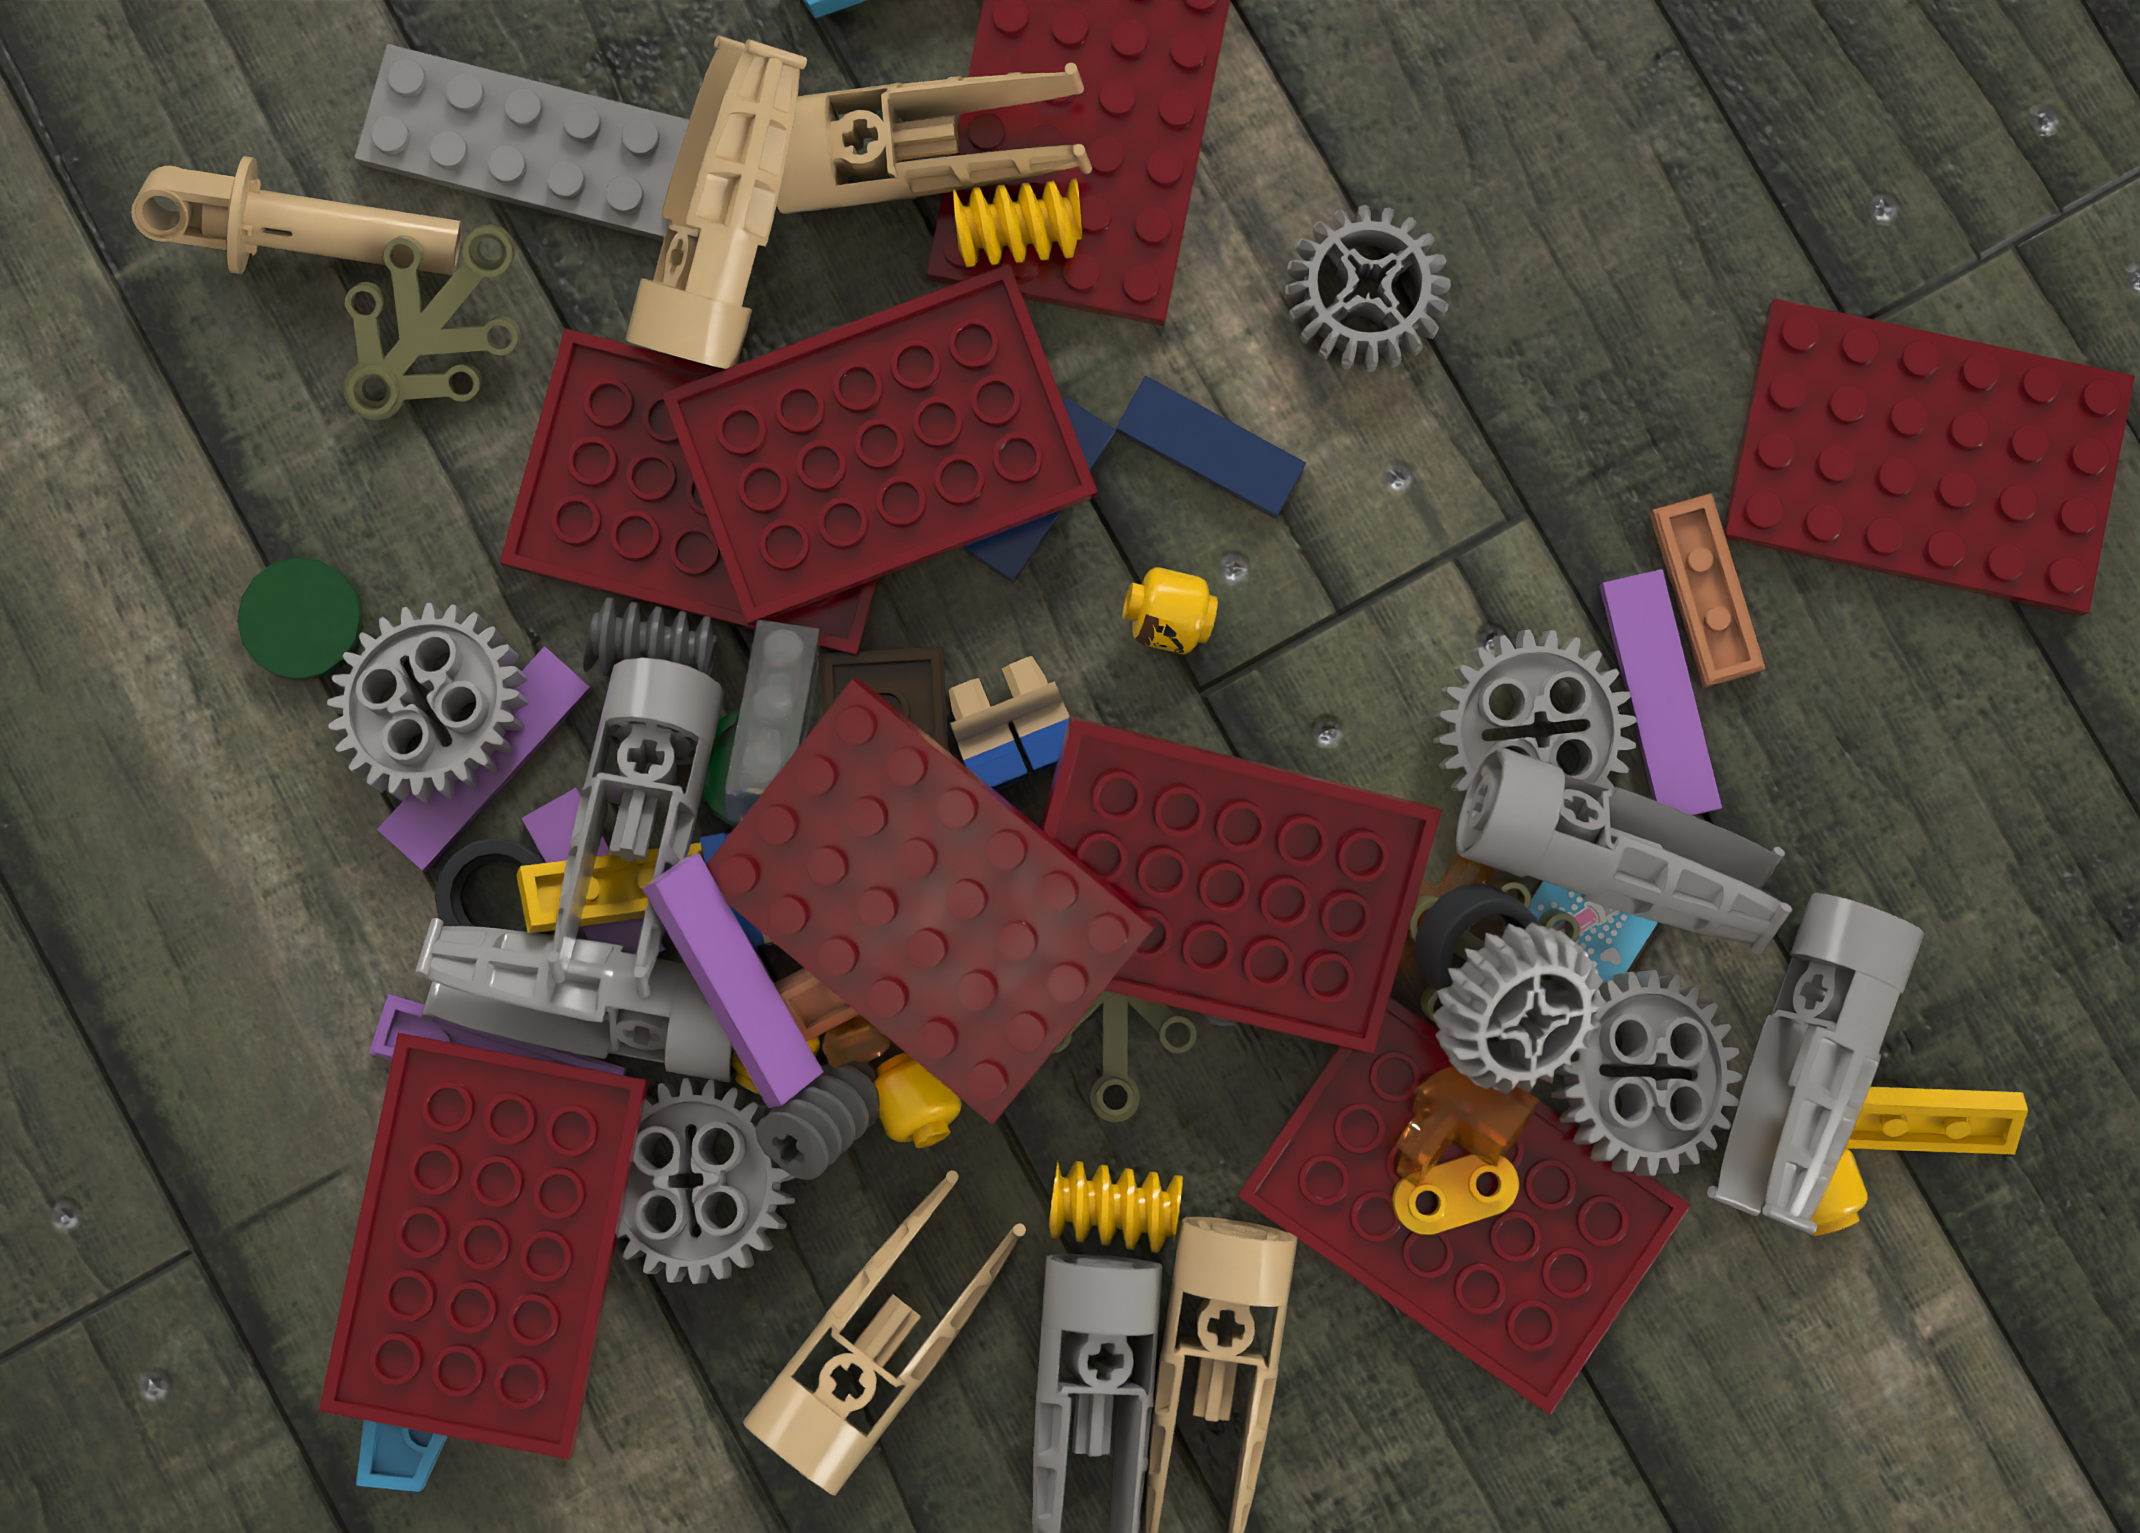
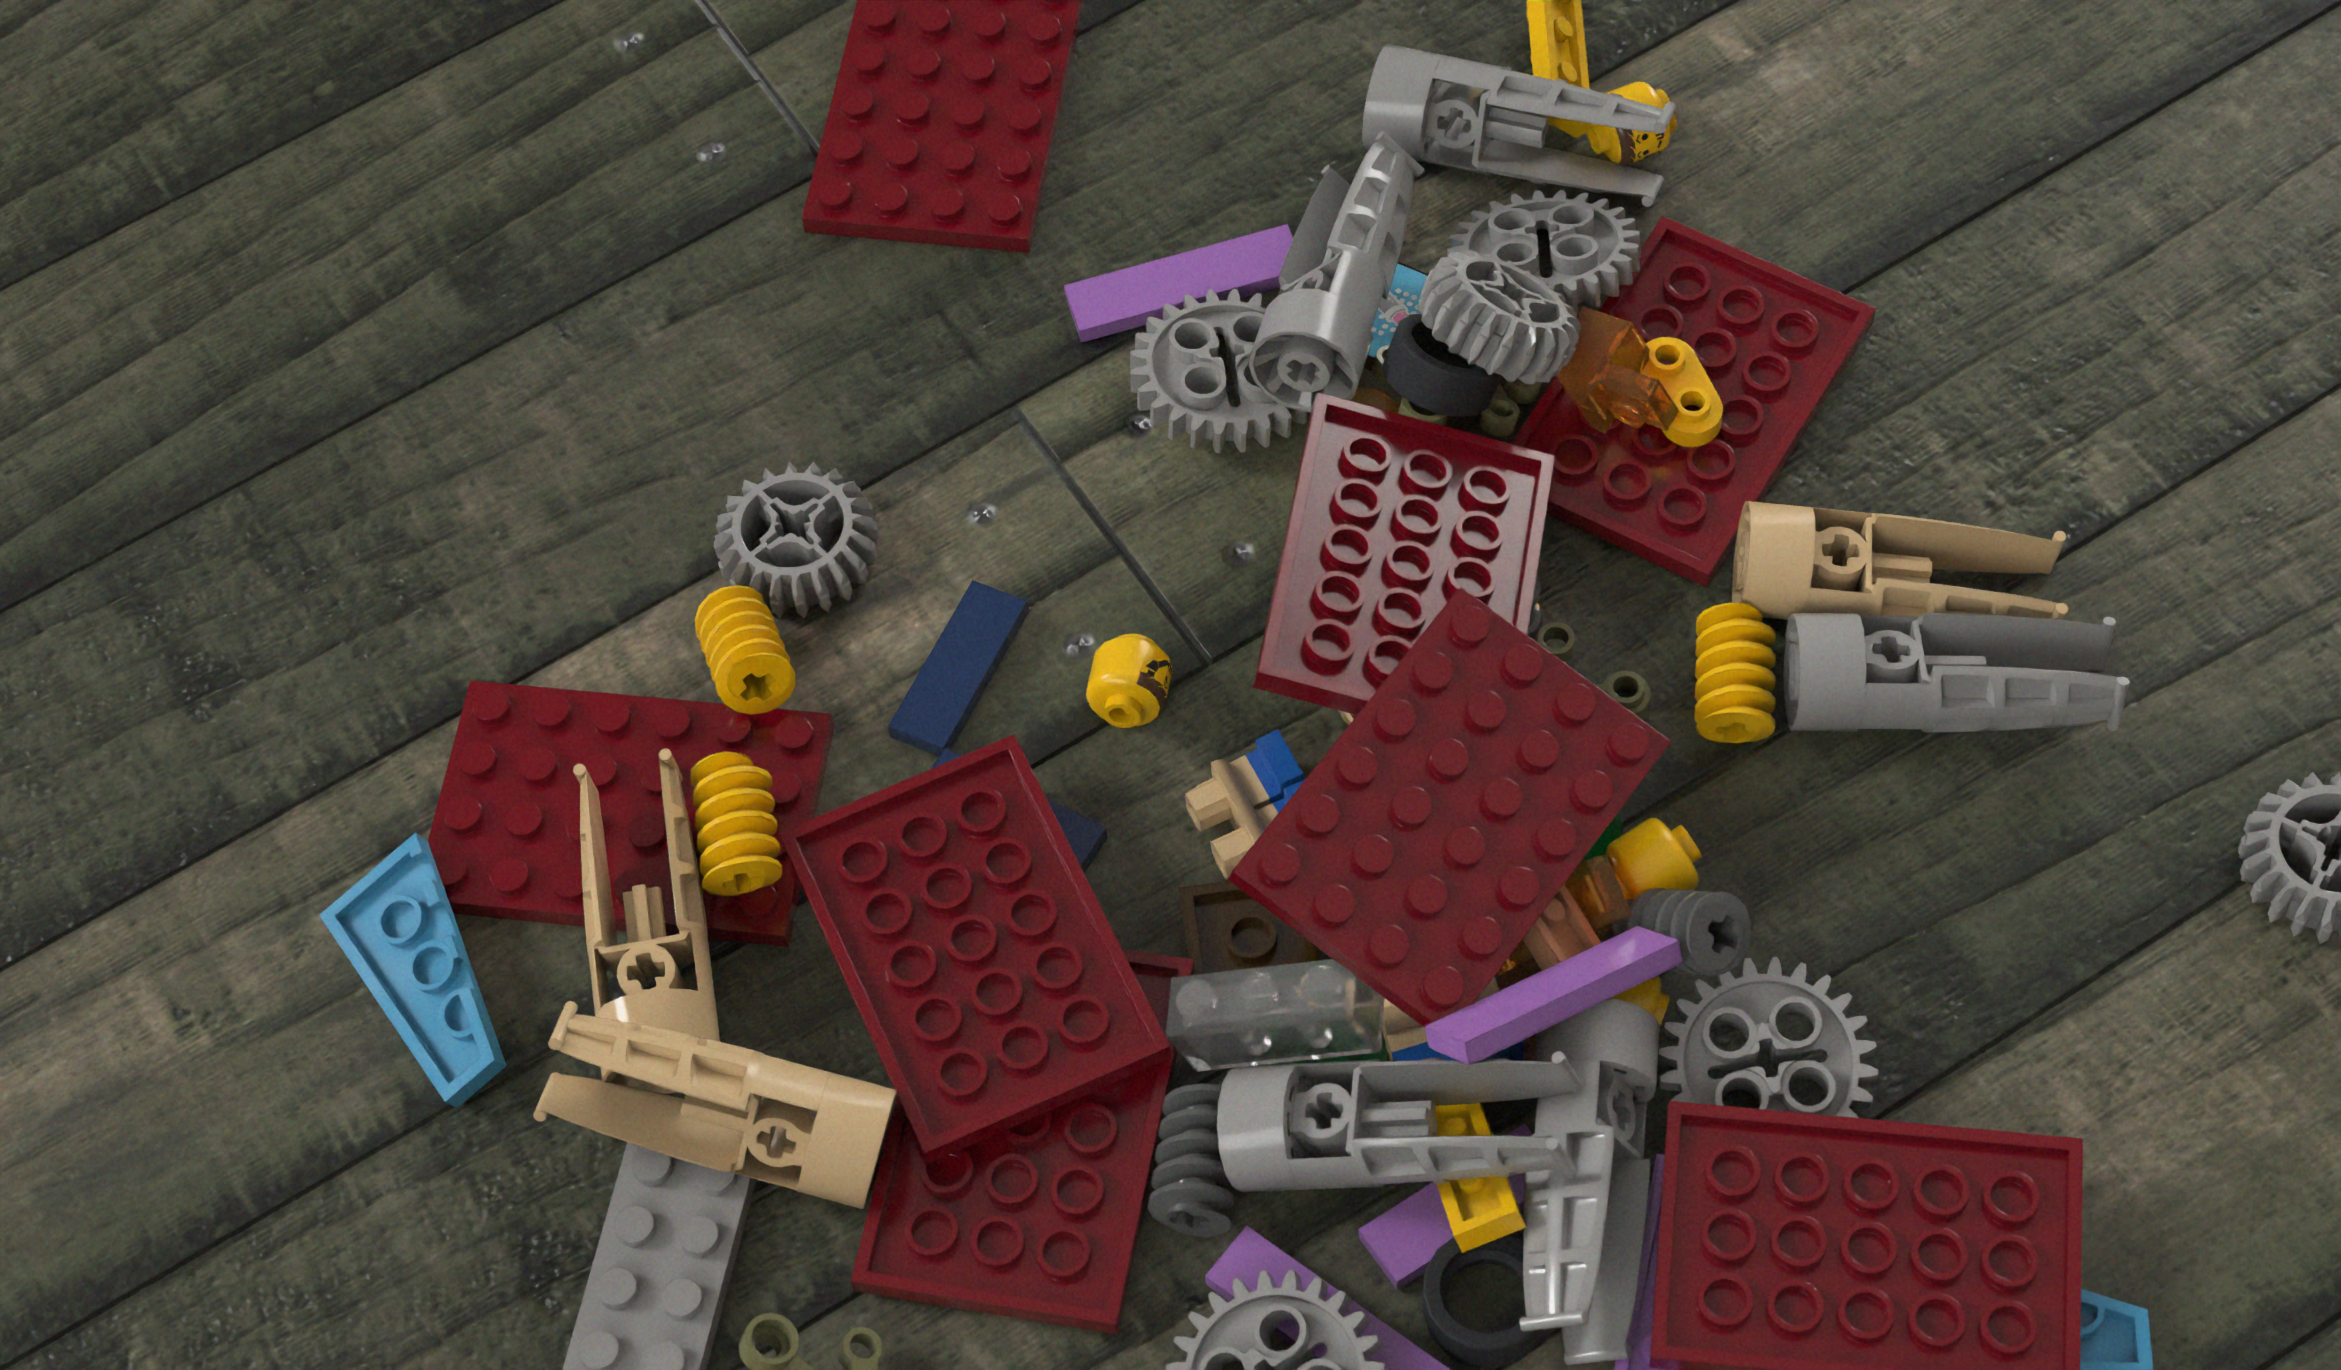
camera: 90 degrees left, 25 degrees down
(812, 1426) = (1973, 896): tan piece -> none
(1229, 233) = (744, 650): none -> yellow piece
(1707, 590) = (1080, 253): nougat tile -> none

